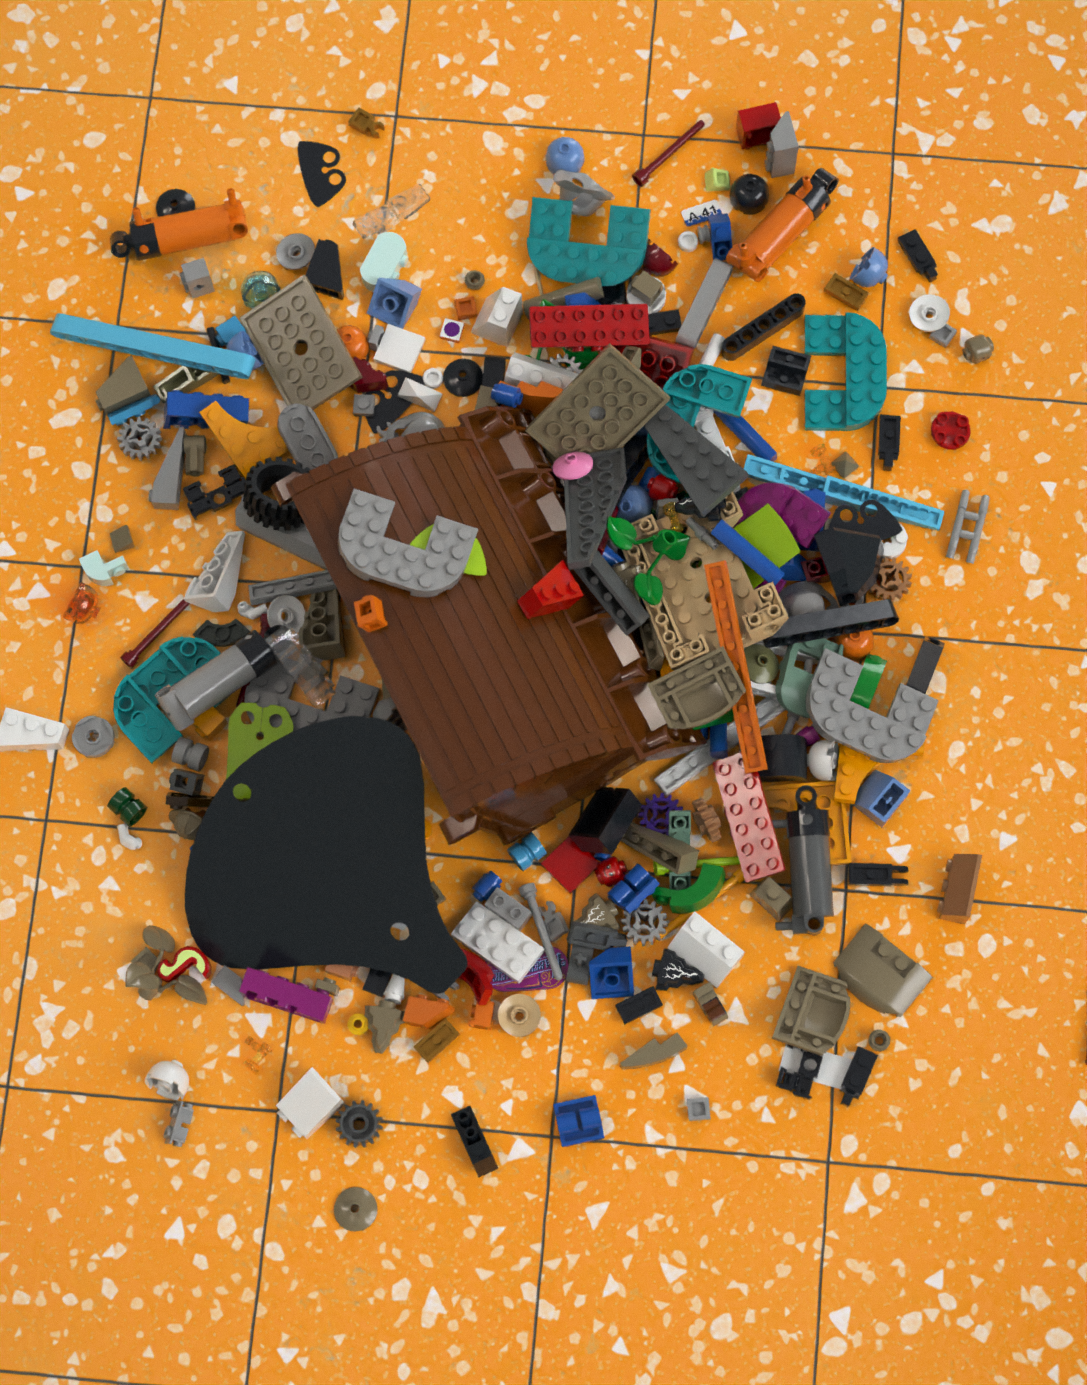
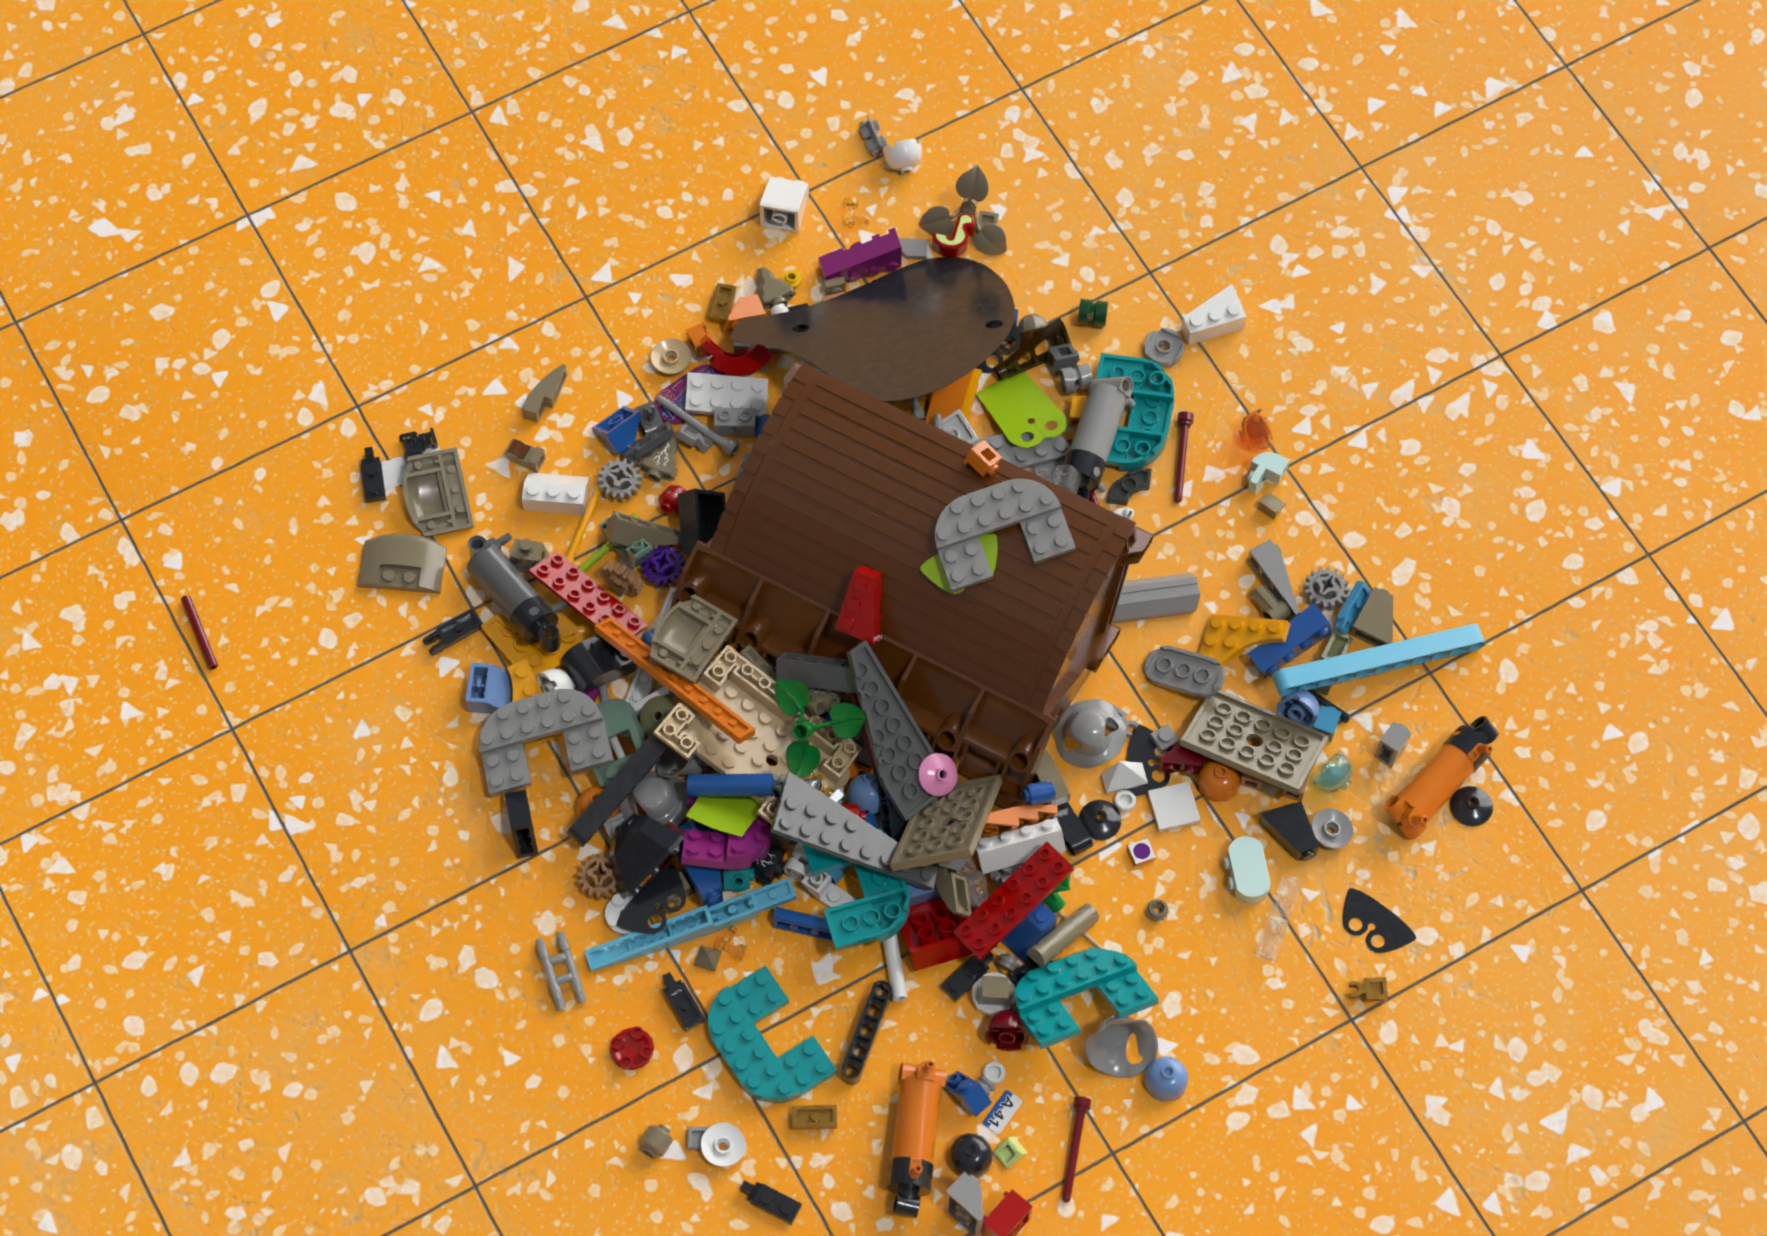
camera: 140 degrees right, 10 degrees down
(128, 840) = (1076, 294): white arm -> none
(202, 504) = (1216, 599): black piece -> none
(218, 581) = (1165, 516): white wedge -> none
(264, 509) = (1194, 610): black tyre -> none
(347, 1121) = (737, 204): dark grey gear -> none
(366, 1213) = (701, 170): dark tan dish -> none
(374, 337) = (1201, 799): light grey plate -> none
(394, 301) = (1209, 842): medium blue slope -> none
(465, 308) = (1145, 881): orange tile -> none
(474, 1141) = (641, 254): black slope -> none
(499, 316) = (1107, 881): white slope -> none
(569, 865) = (714, 481): red tile -> none
(578, 1121) = (571, 314): blue plate -> none
(633, 890) = (644, 491): blue plate -> none
(638, 1005) = (581, 420): black plate -> none
(673, 972) = (570, 460): black rock -> none
(696, 896) = (586, 532): green arch -> none
(698, 1109) = (483, 377): light grey plate -> none
(704, 303) = (935, 1019): light grey beam -> none
(786, 370) = (818, 1009): black slope -> none
(868, 680) = (560, 771): green arch -> none
(871, 269) = (805, 1149): medium blue cylinder -> none
(879, 1033) = (368, 507): dark tan plate -> none
(959, 887) = (376, 658): medium nougat slope -> none

